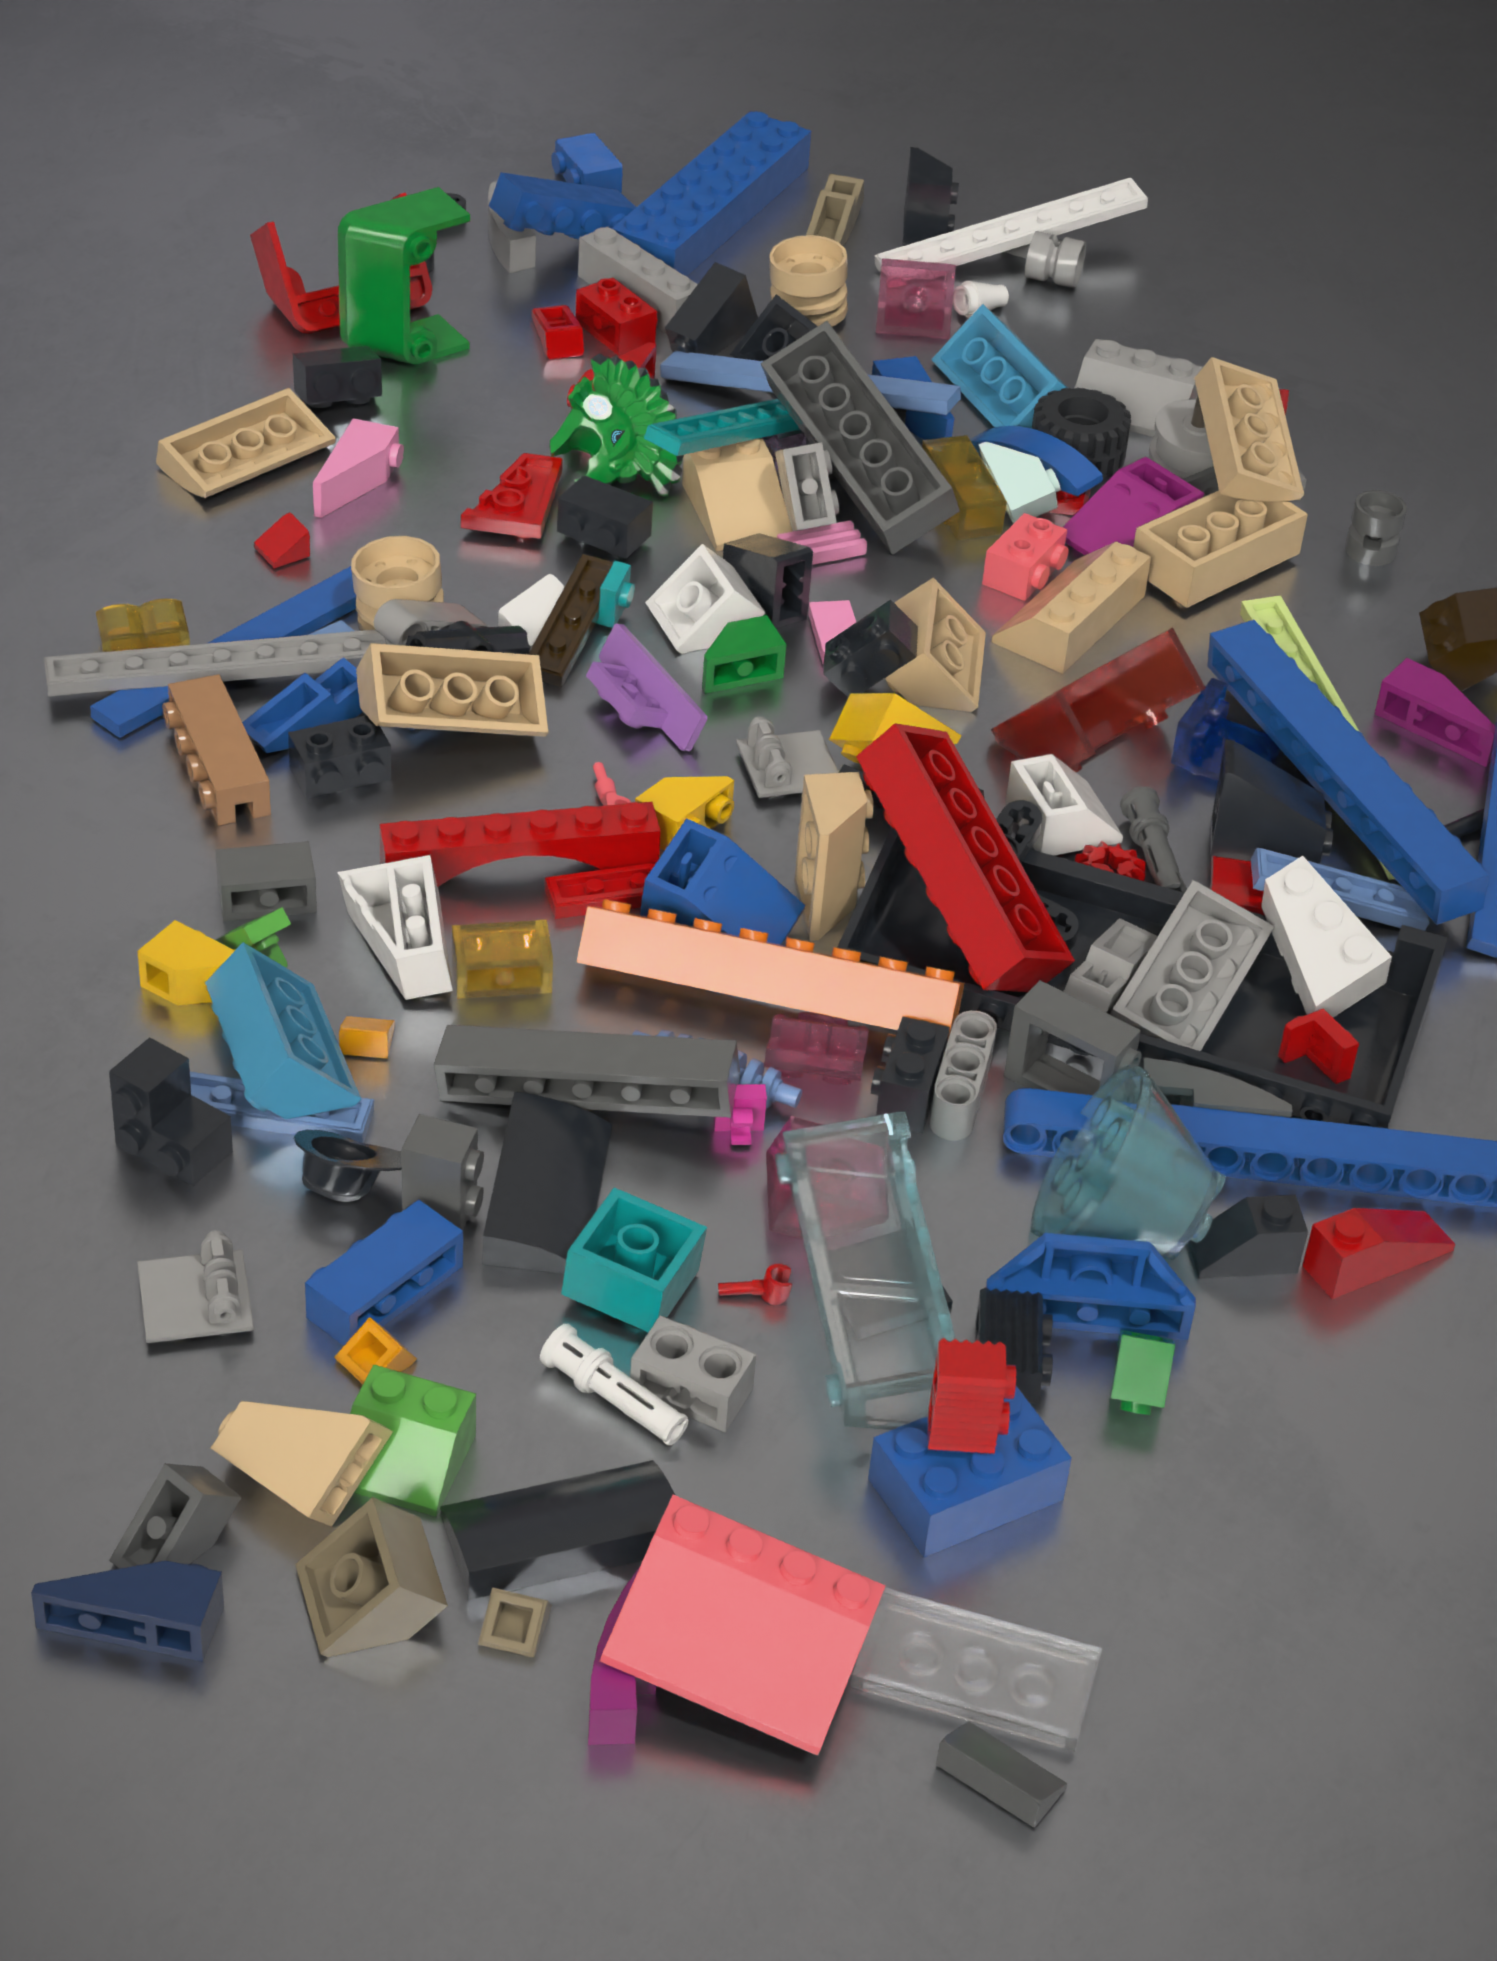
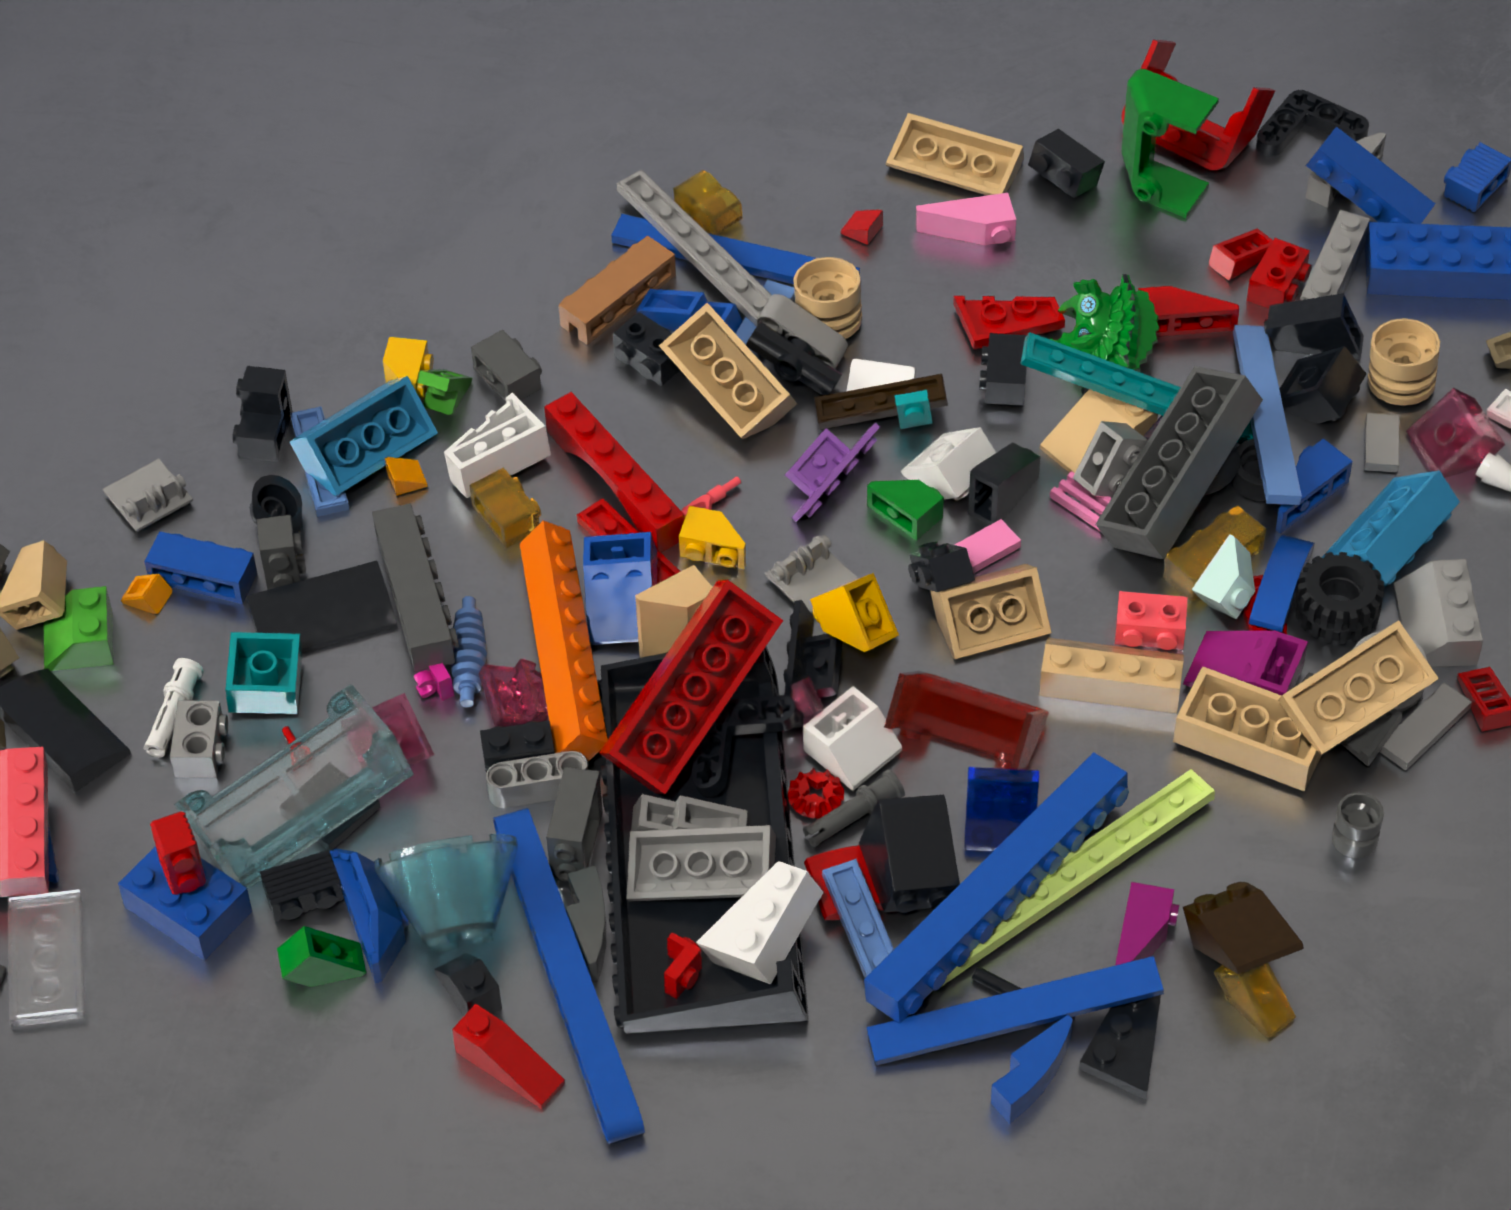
camera: 70 degrees right, 10 degrees up
(879, 345) = (1382, 442): none -> light grey tile
(1014, 786) = (807, 697): none -> clear pink slope

